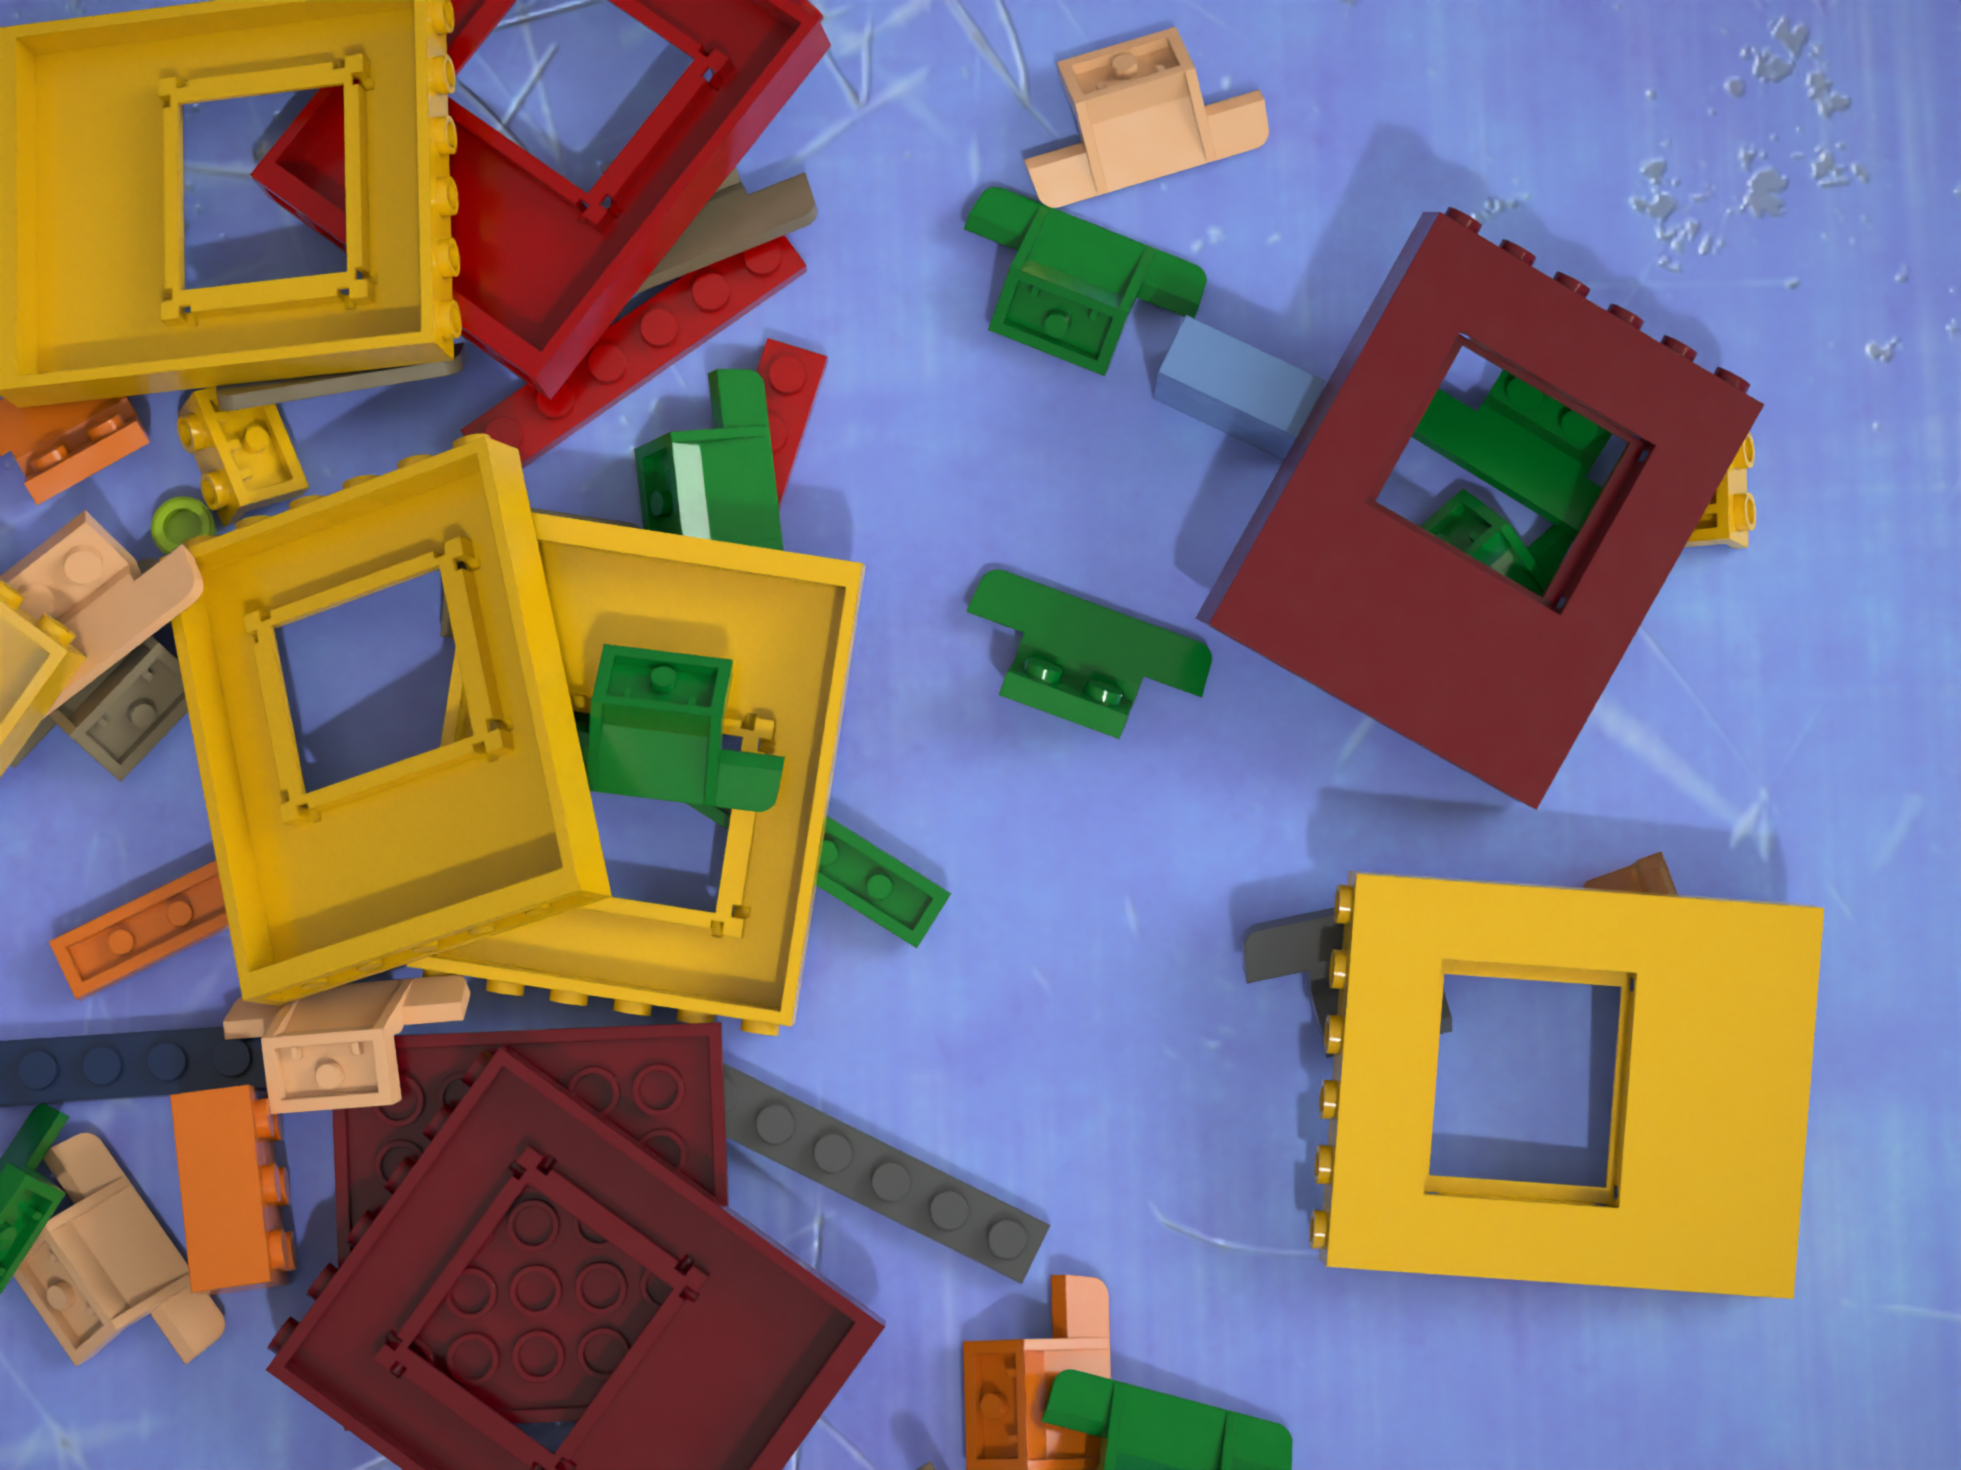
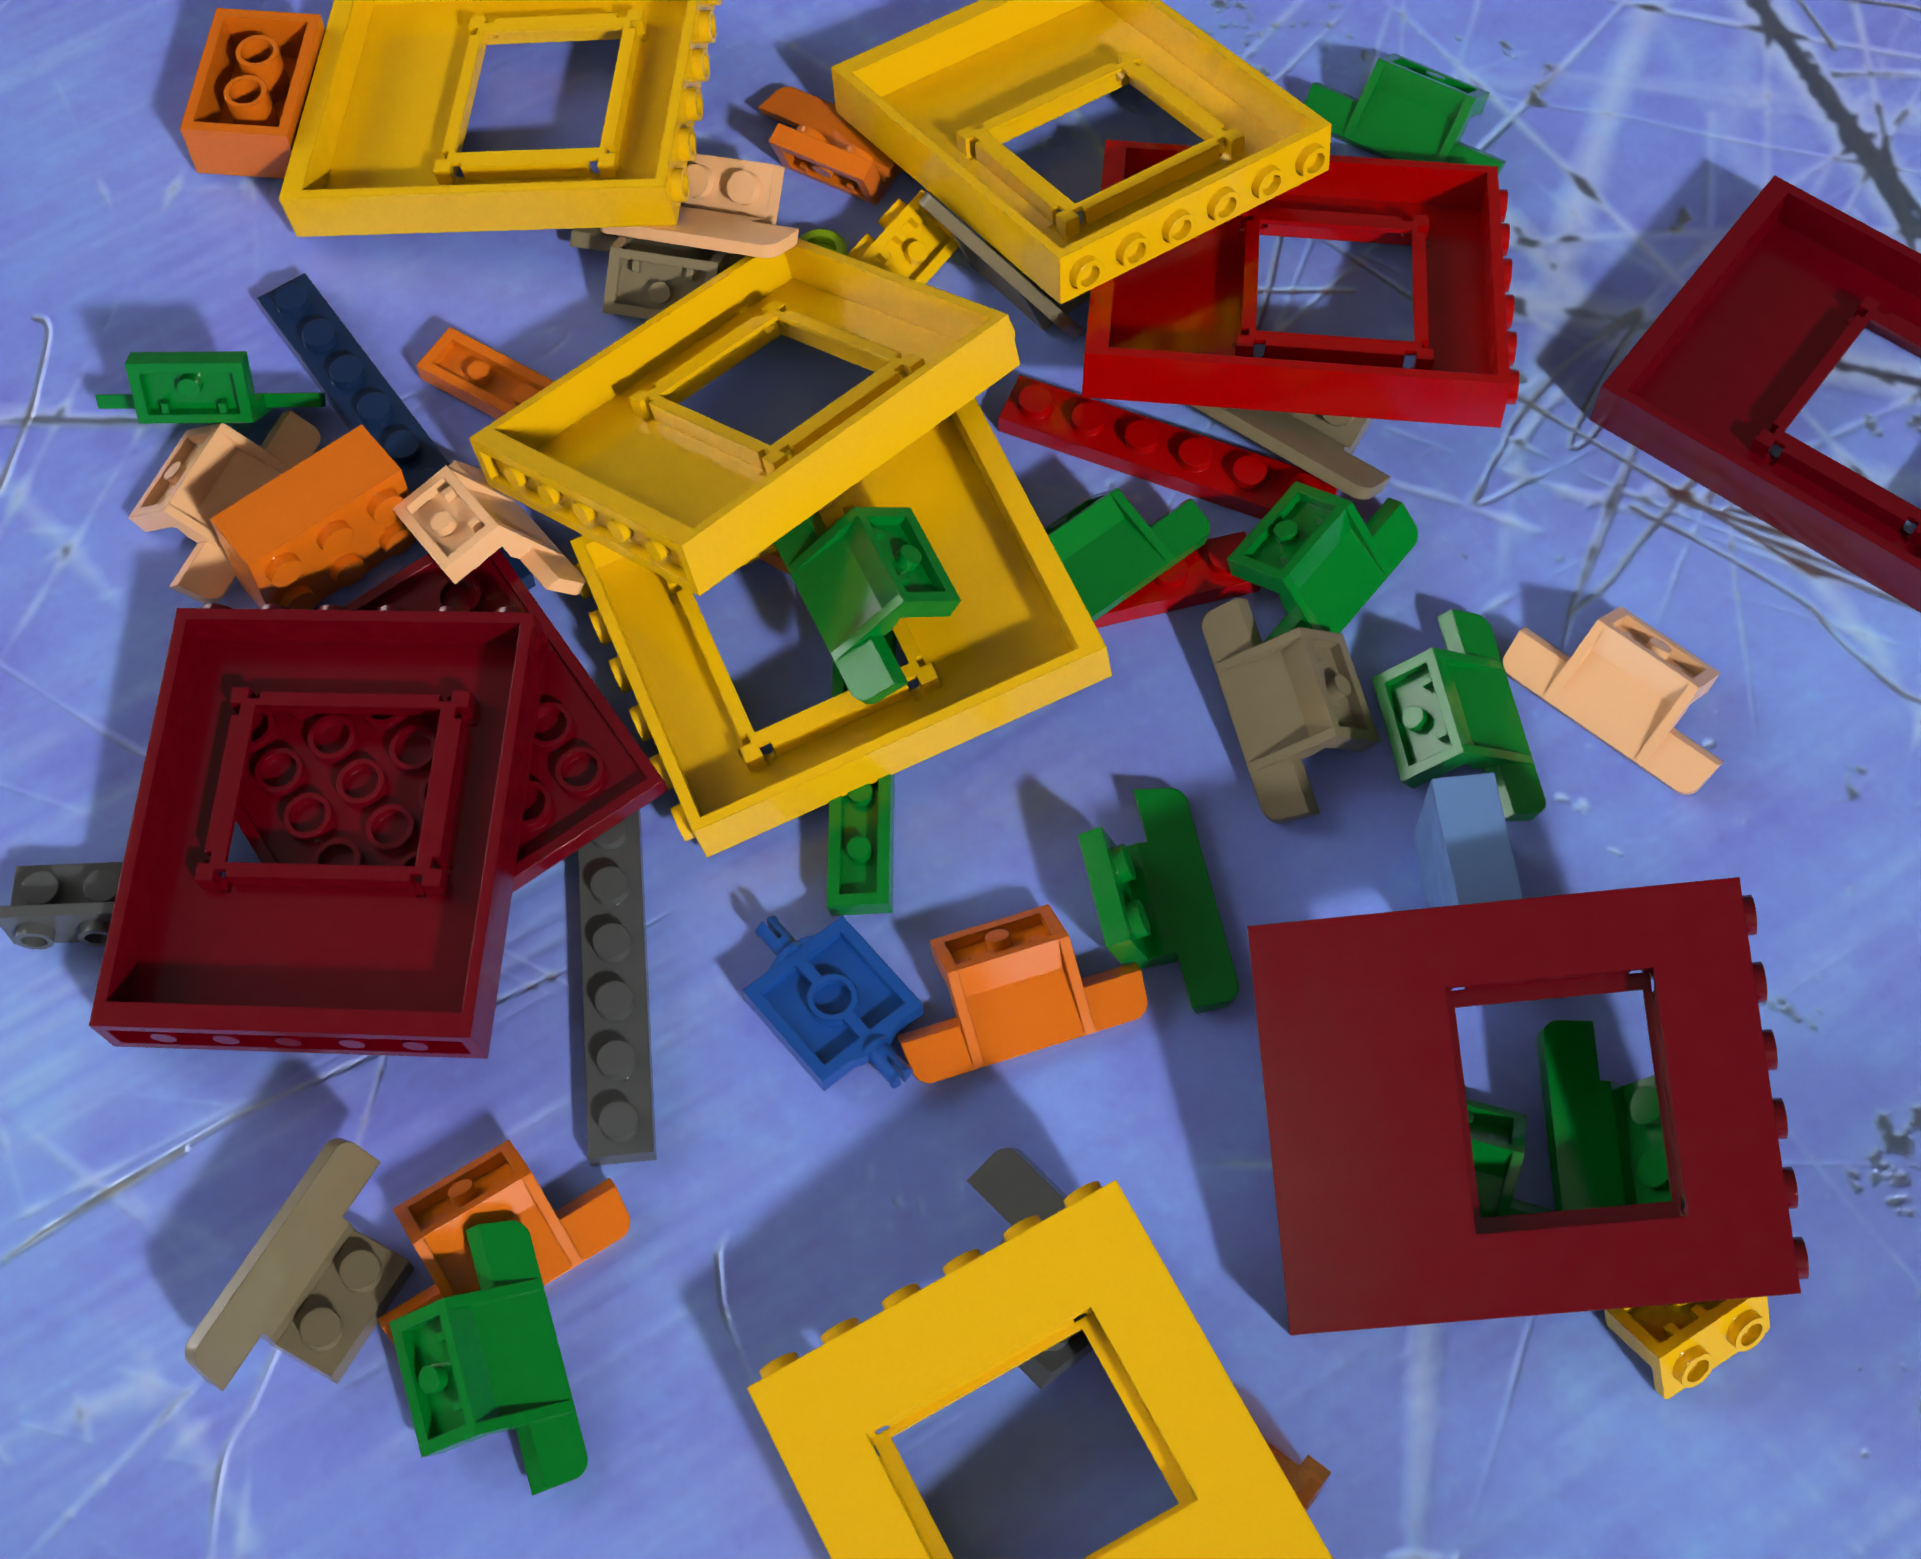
camera: 60 degrees right, 20 degrees down
(852, 304) = (1323, 556): none -> green plate
(970, 424) = (1286, 703): none -> dark tan plate
(1007, 995) = (833, 1002): none -> blue plate
(1095, 835) = (1016, 994): none -> orange plate

